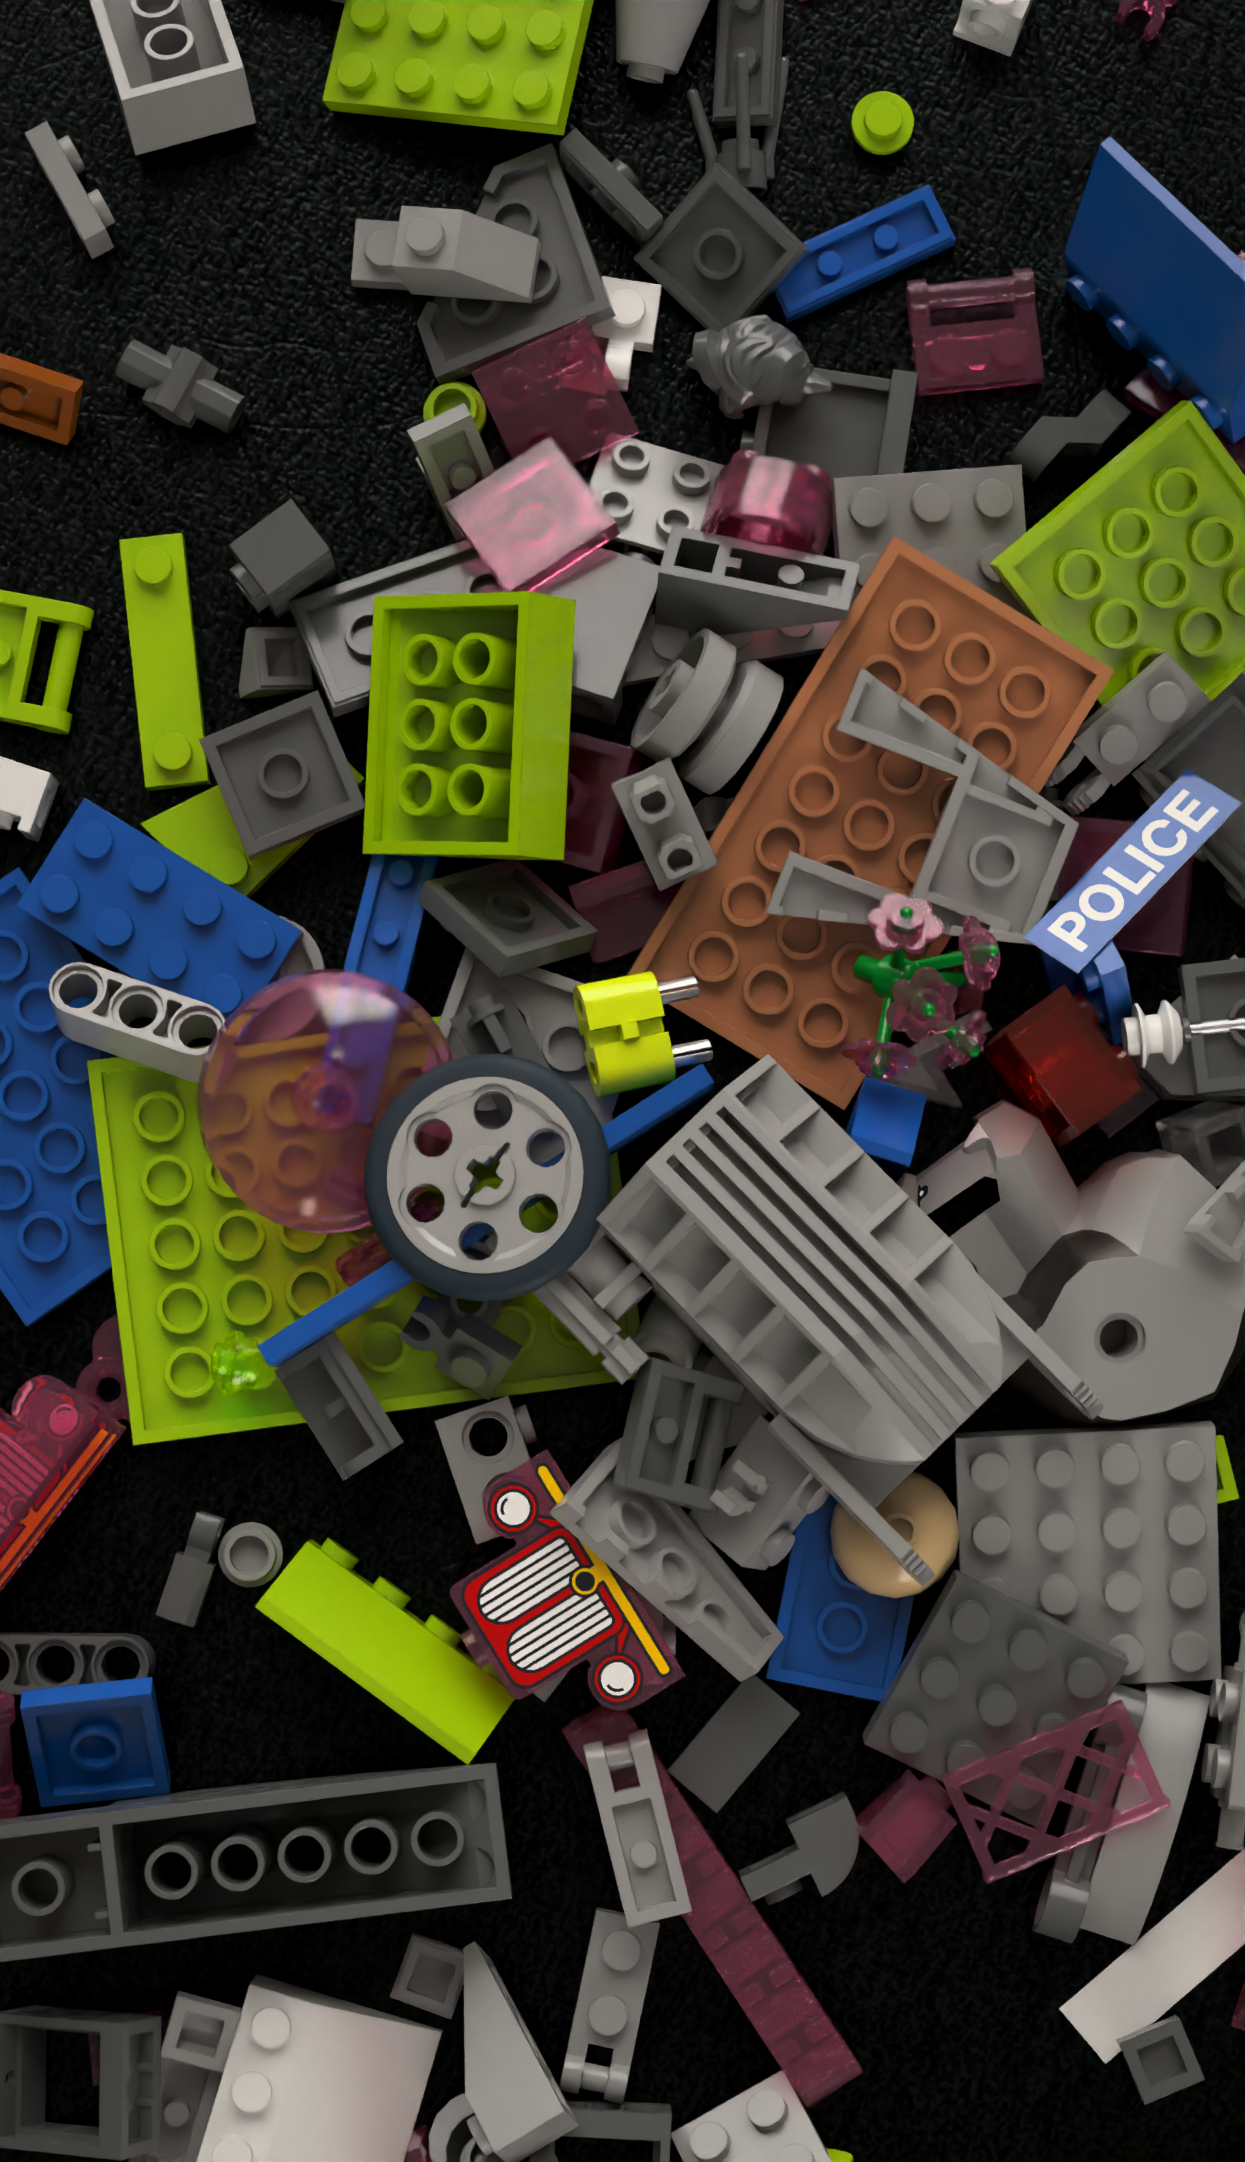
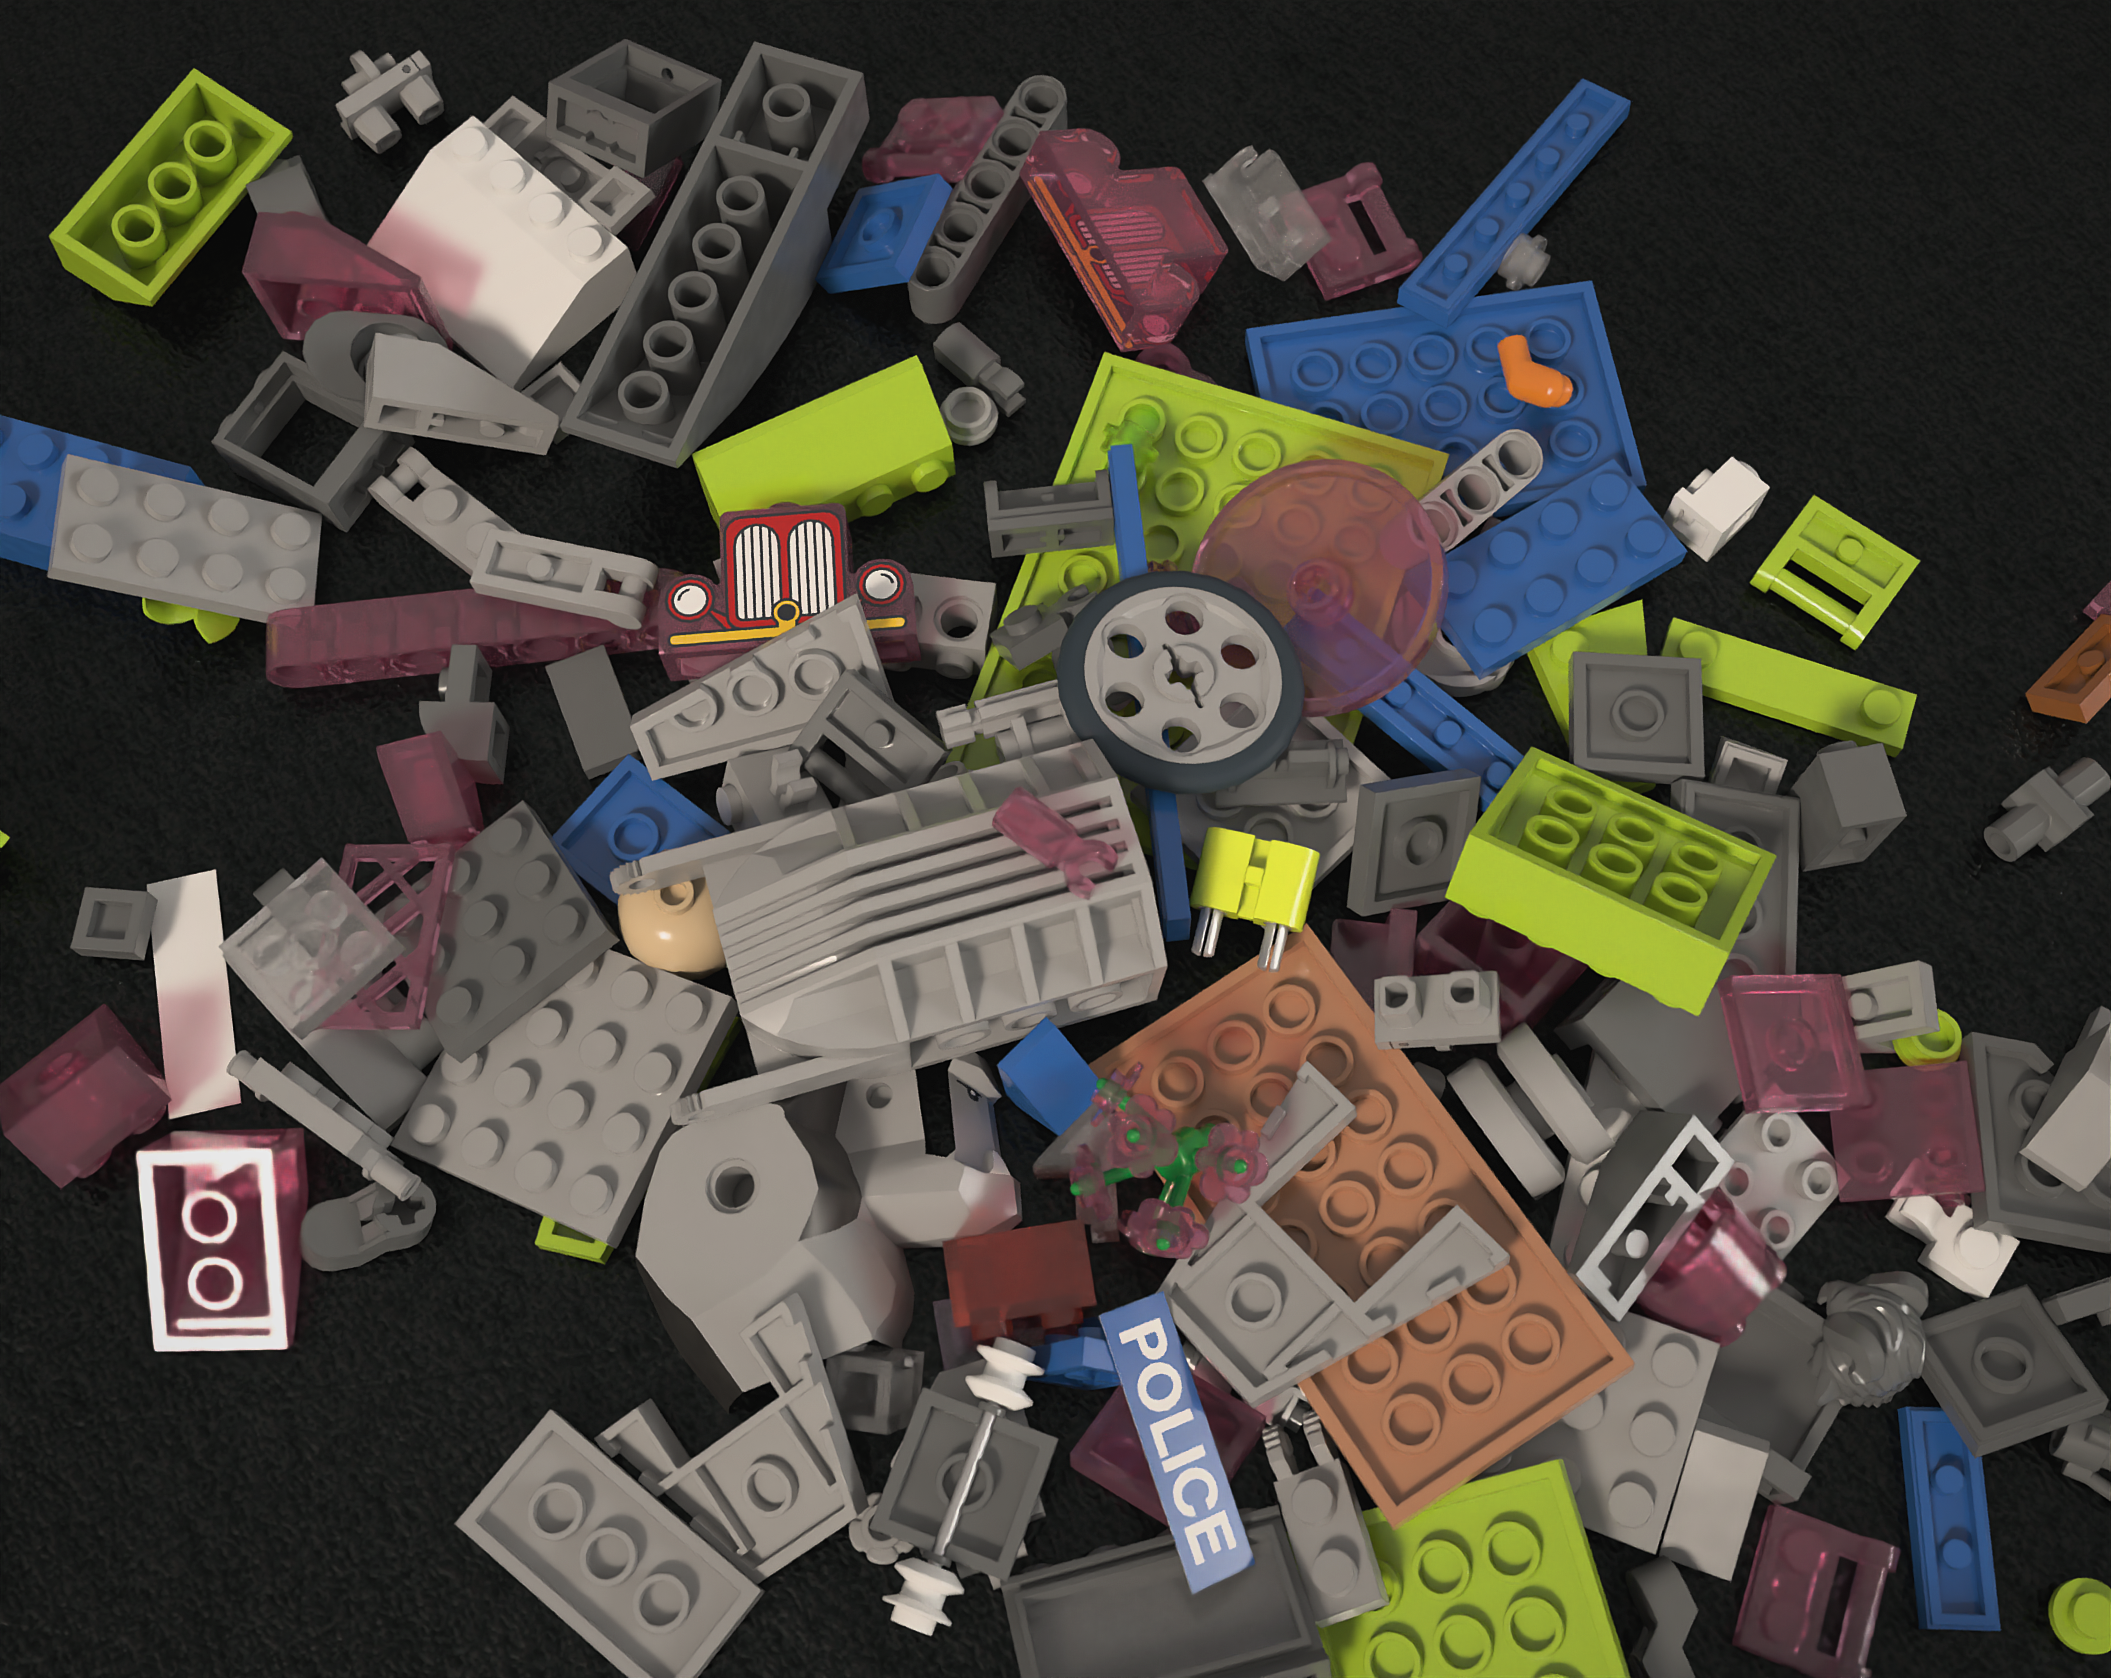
camera: 120 degrees right, 15 degrees down
(738, 1187) = (1051, 839): none -> clear pink bar
(947, 437) = (1714, 1499): none -> light grey tile
(1104, 1836) = (311, 948): none -> clear plate

